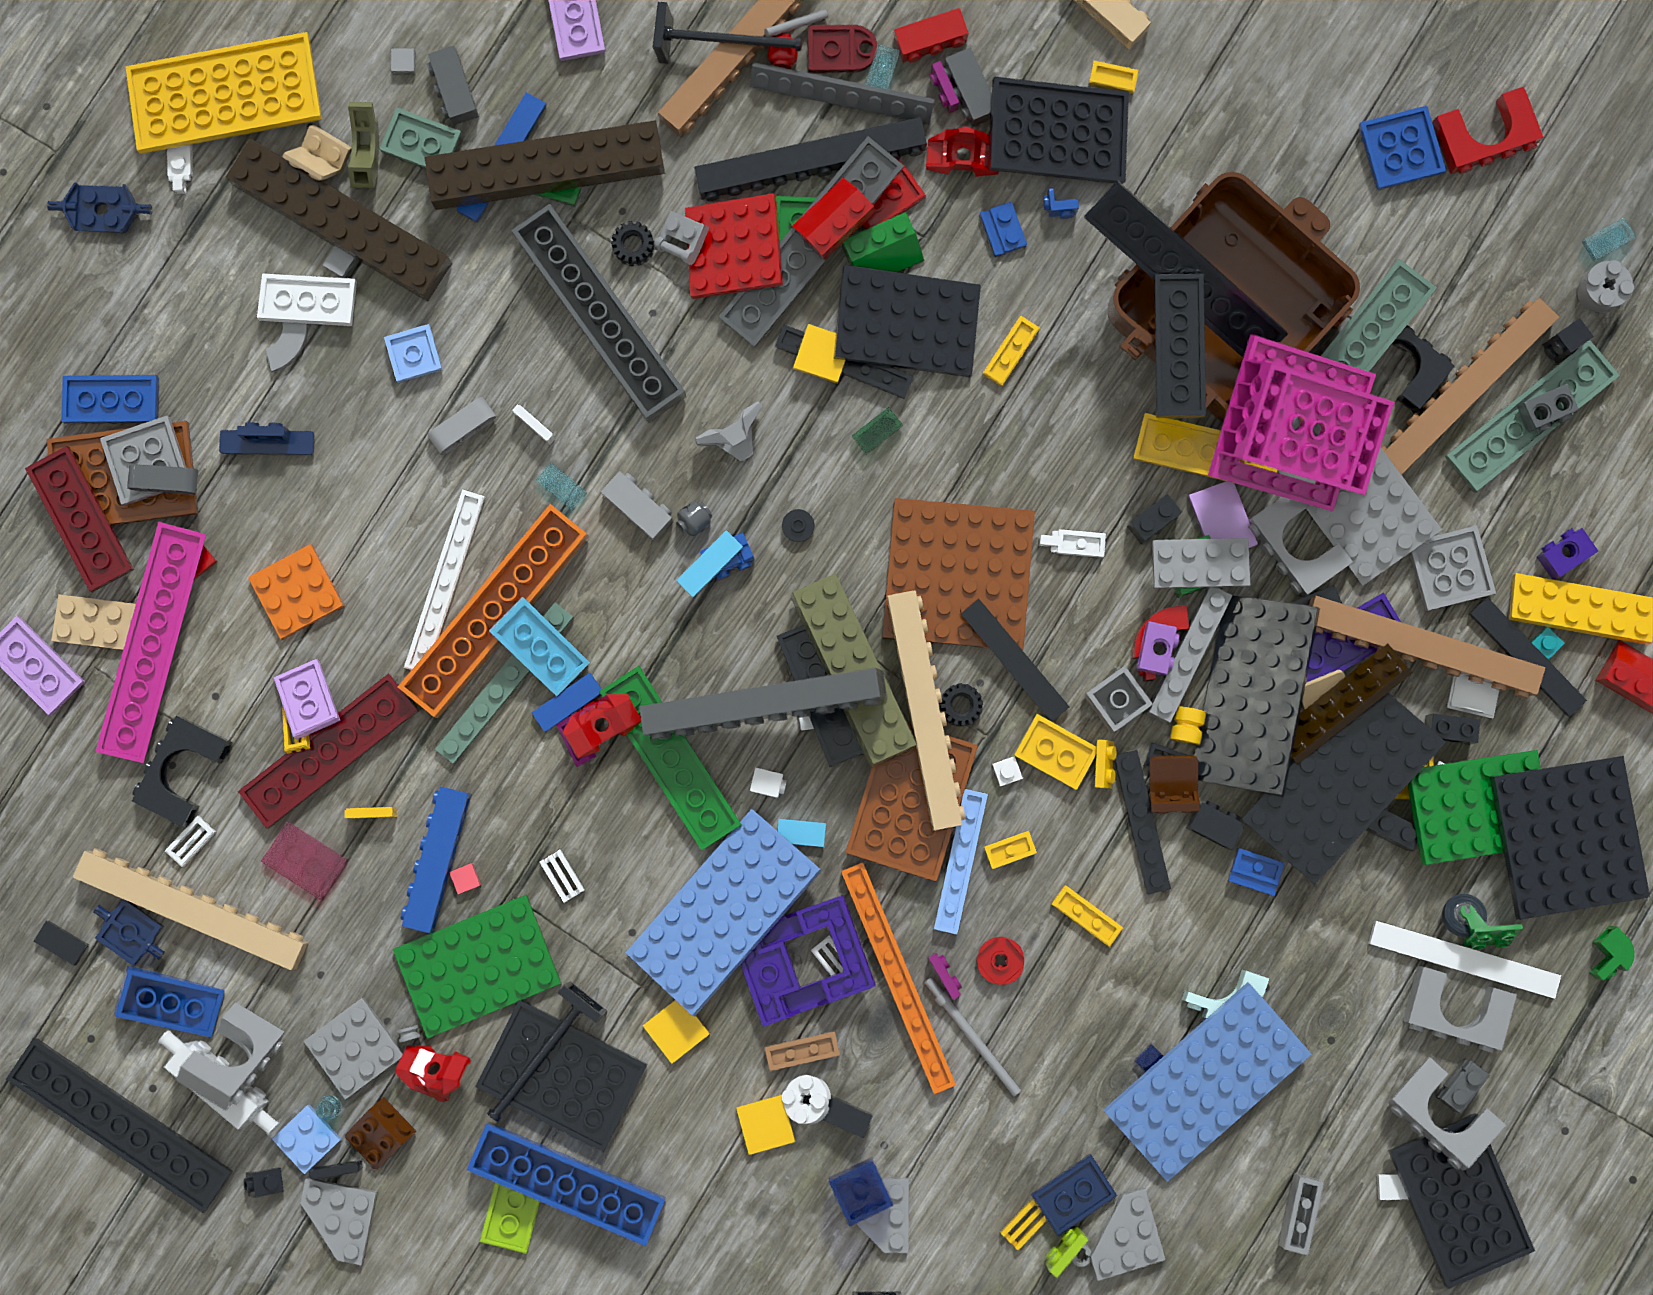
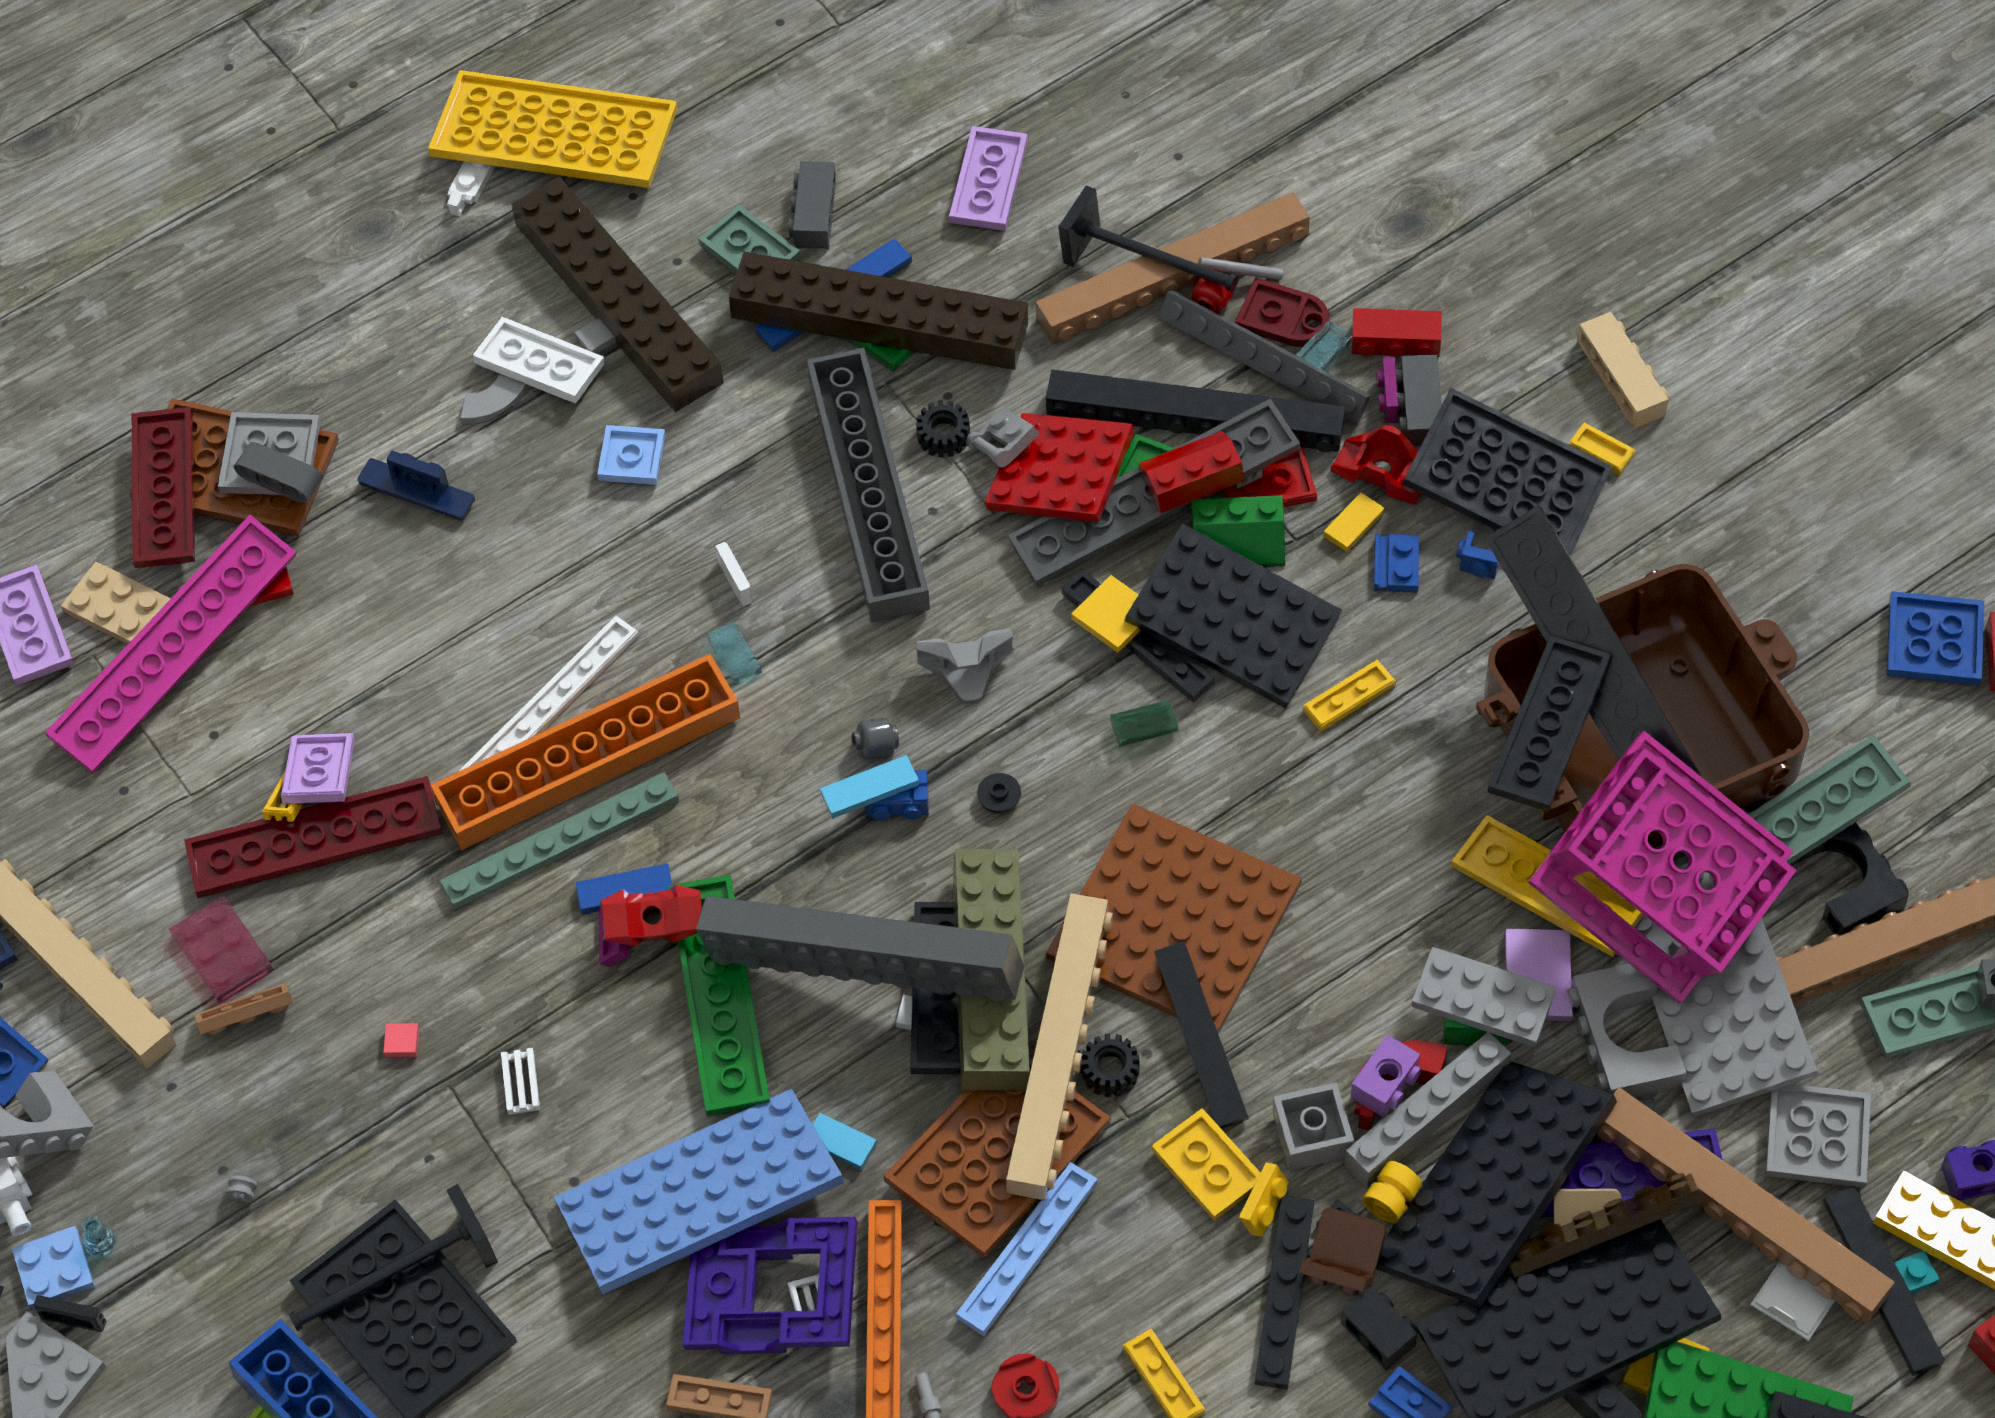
camera: 25 degrees right, 25 degrees down
(83, 201) = (340, 185): dark blue plate -> none
(110, 399) = (262, 383): blue plate -> none
(154, 789) = (149, 760): black arch -> none
(204, 826) = (102, 882): white tile -> none
(296, 591) = (366, 656): orange plate -> none
(319, 154) = (630, 221): tan bracket -> none
(344, 901) = (243, 1009): none -> medium nougat plate
(354, 1048) = (167, 1184): light grey plate -> none
(365, 145) = (680, 238): olive arch -> none
(378, 812) = (327, 921): yellow tile -> none
(379, 1133) = (142, 1290): reddish brown bracket -> none
(403, 61) = (770, 165): light grey tile -> none
(414, 1070) = (241, 1254): red piece -> none
(436, 859) = (377, 1002): blue brick -> none
(462, 426) = (649, 547): light grey beam -> none
(477, 966) = (363, 1146): green plate -> none
(539, 646) = (620, 805): medium azure plate -> none
(637, 505) = (814, 702): light grey brick -> none
(675, 1031) = (572, 1315): yellow tile -> none
(768, 783) = (824, 1064): white brick -> none
(951, 983) = (948, 1389): magenta plate -> none
(960, 207) = (1353, 522): none -> yellow tile
(1007, 771) = (1135, 1166): white plate -> none
(1010, 849) = (1097, 1258): yellow plate -> none
(1075, 543) = (1336, 932): white hinge -> none
(1154, 519) = (1454, 933): black brick -> none
(1454, 728) = (1745, 1325): black brick -> none

